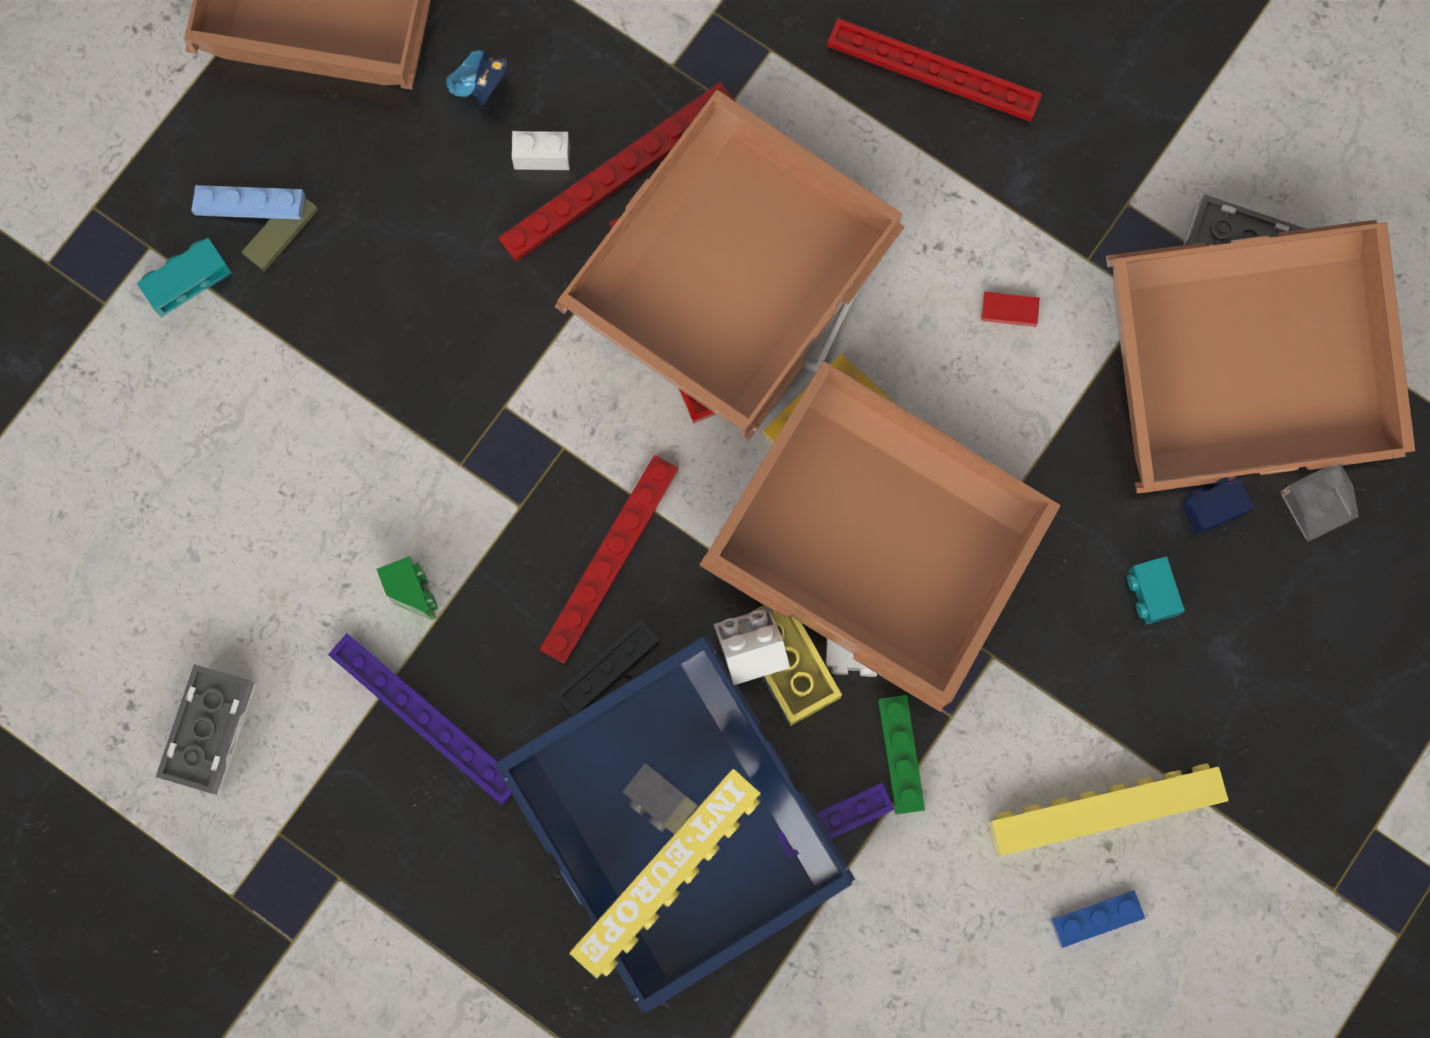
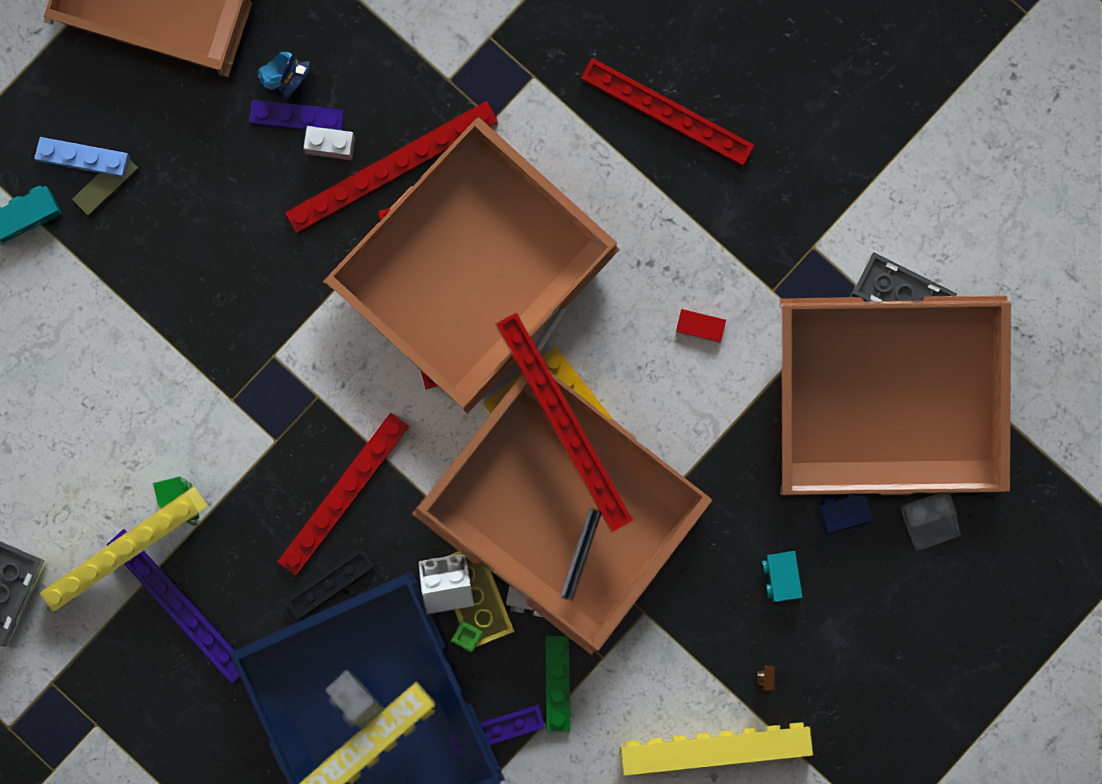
camera: 10 degrees right, 5 degrees up
(349, 653) = (123, 549): none -> light yellow brick
(493, 126) = (295, 116): none -> dark purple plate
(785, 708) = (467, 636): none -> bright green tile
(871, 430) = (564, 422): none -> red plate
(914, 586) = (580, 554): none -> black axle
(1157, 714) = (766, 677): none -> reddish brown plate

